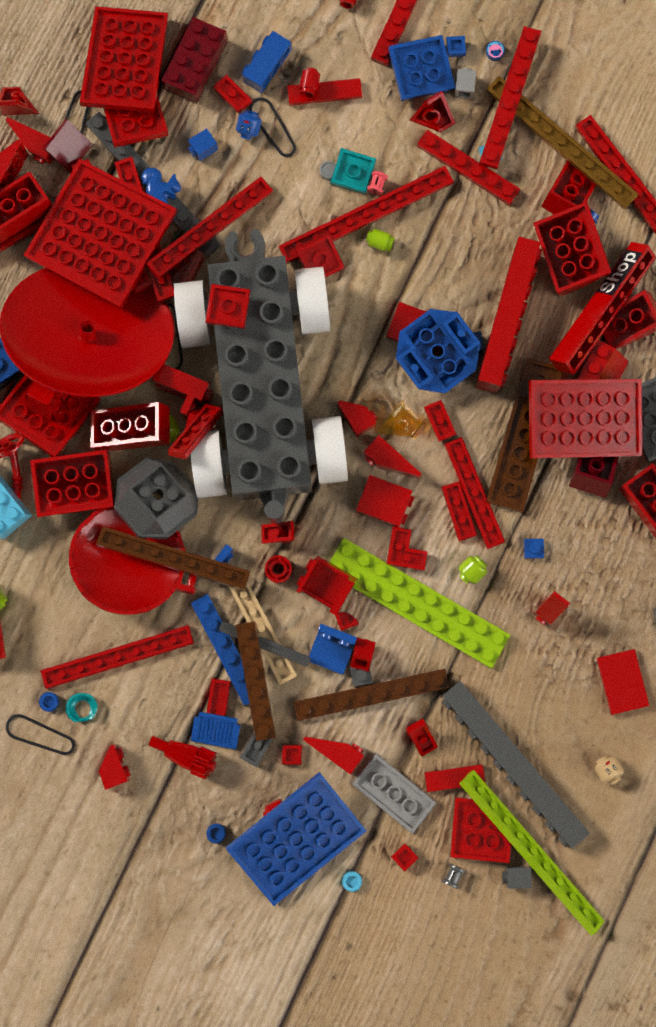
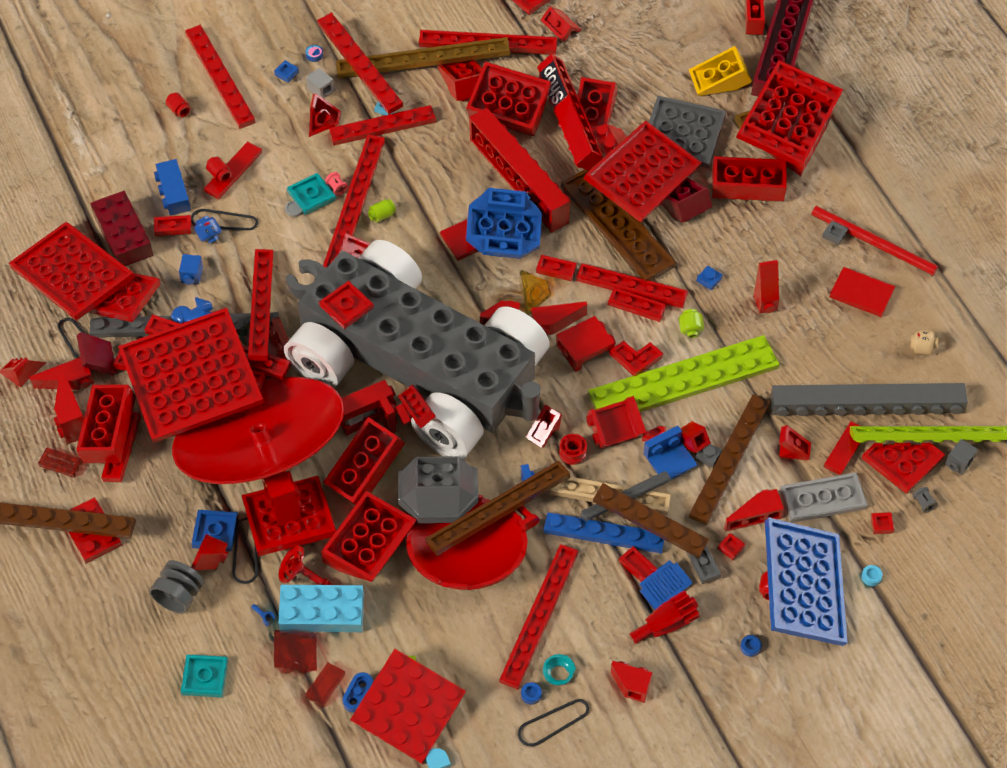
camera: 55 degrees left, 25 degrees down
(421, 68) = (280, 100): blue plate -> none

